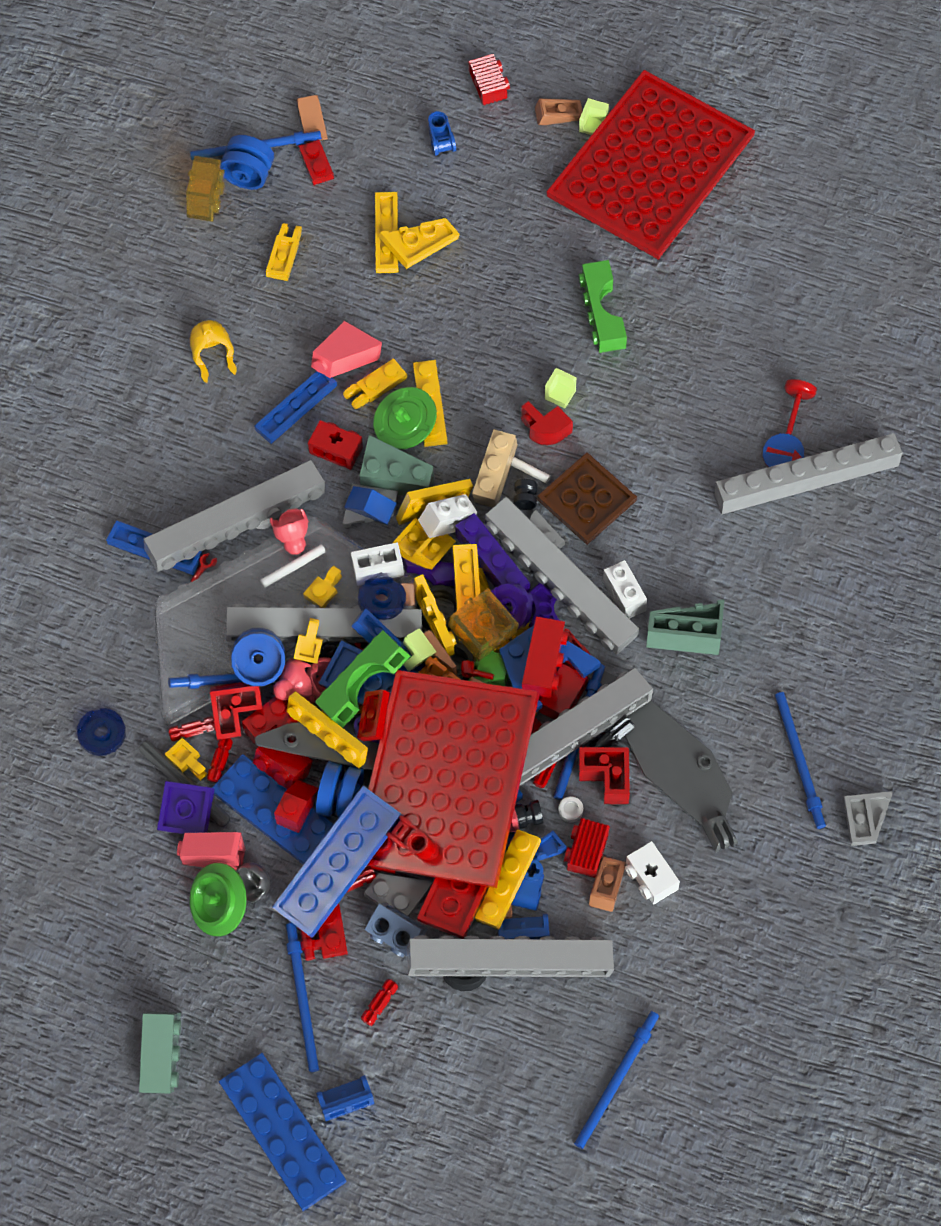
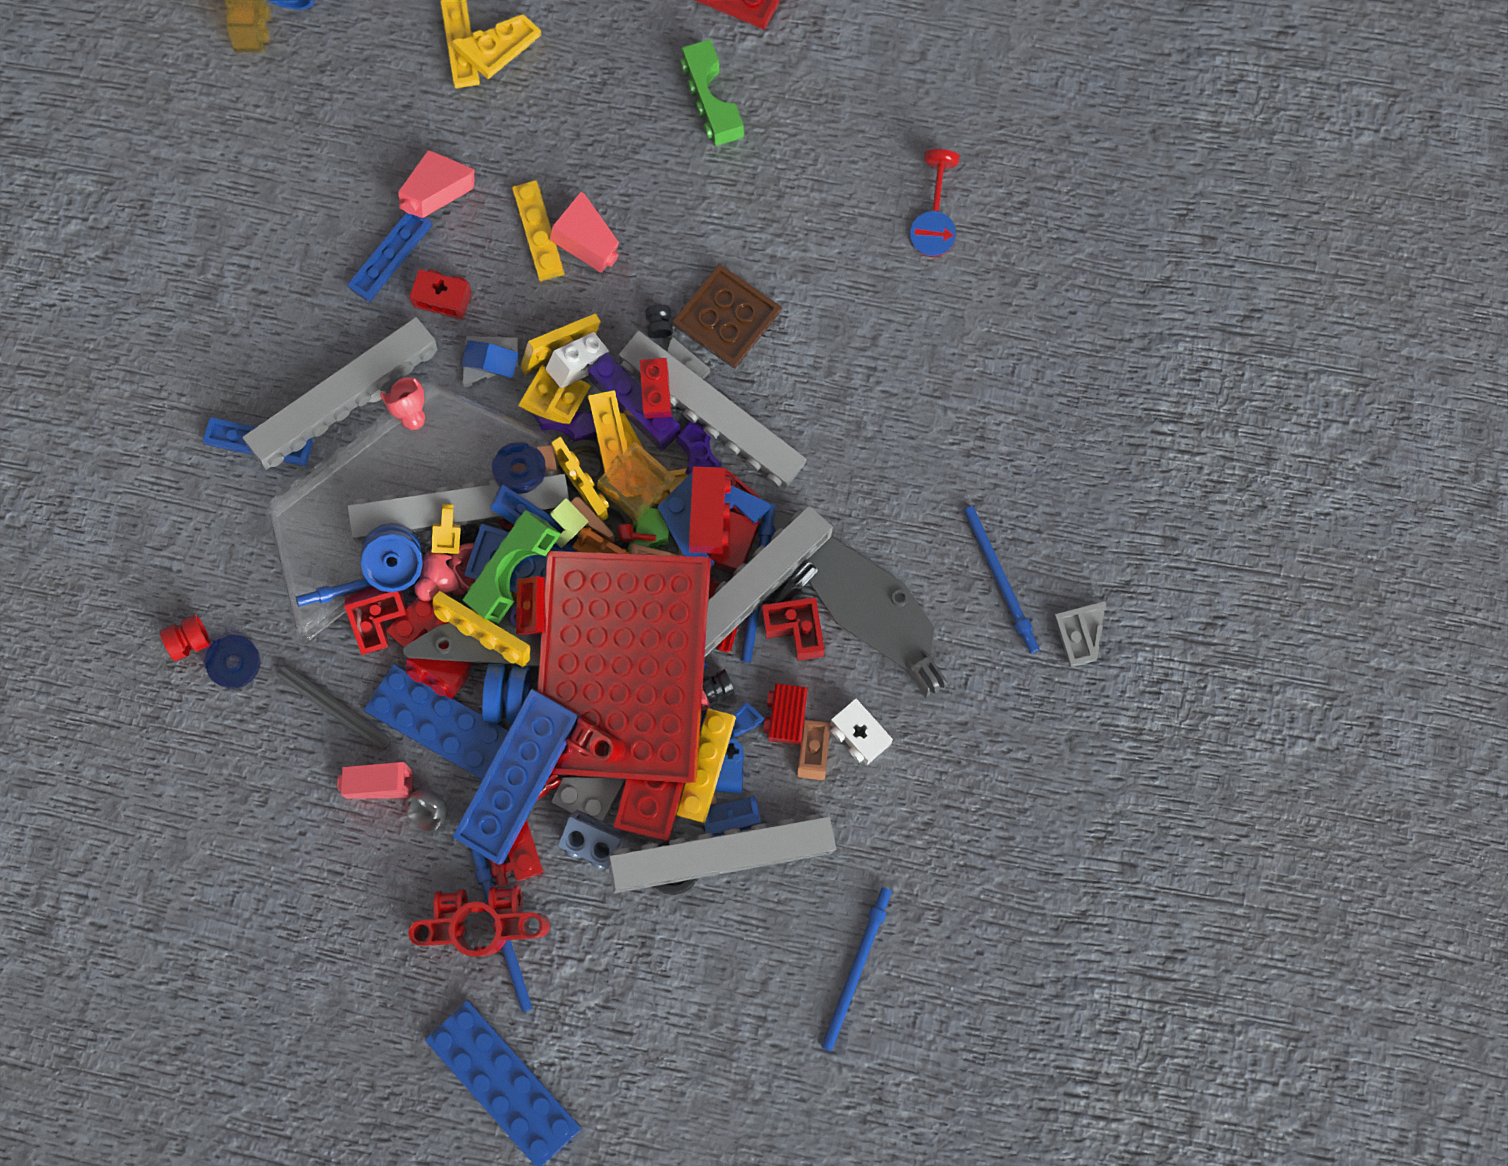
camera: 10 degrees left, 10 degrees up
(64, 704) = (186, 637): none -> red wheel
(159, 1052) = (354, 1018): sand green wedge -> none
(185, 758) = (330, 677): yellow plate -> none
(185, 808) = (339, 738): dark purple plate -> none
(191, 728) = (331, 644): red axle -> none
(204, 565) = (316, 454): red hand -> none
(207, 335) = (278, 187): yellow hair -> none
(218, 899) = (391, 837): bright green piece -> none
(219, 759) = (368, 675): red axle -> none
(262, 971) = (448, 921): none -> red piece
(283, 253) = (348, 79): yellow hinge -> none
(292, 566) = (414, 443): white bar -> none
(295, 805) = (461, 716): red slope -> none
(323, 591) = (452, 467): yellow plate -> none
(345, 1098) = (565, 1036): blue hinge -> none
(376, 384) = (475, 216): yellow hinge -> none
(377, 561) = (507, 427): white brick -> none
(379, 1002) = (586, 922): red axle -> none
(393, 469) = (510, 314): sand green wedge -> none
(405, 417) = (513, 253): bright green piece -> none
(471, 411) = (585, 234): none -> coral slope
(495, 468) = (621, 297): tan brick -> none
(513, 546) = (655, 388): none -> red brick
(520, 601) = (672, 447): dark purple plate -> none
(530, 470) = (645, 286): white bar -> none
(548, 428) = (670, 243): red brick -> none
(560, 388) = (679, 193): yellowish green panel -> none
(570, 809) = (762, 672): white tile -> none
(624, 589) = (784, 415): white brick -> none
(687, 629) = (859, 451): sand green wedge -> none
(808, 473) = (963, 253): light grey brick -> none

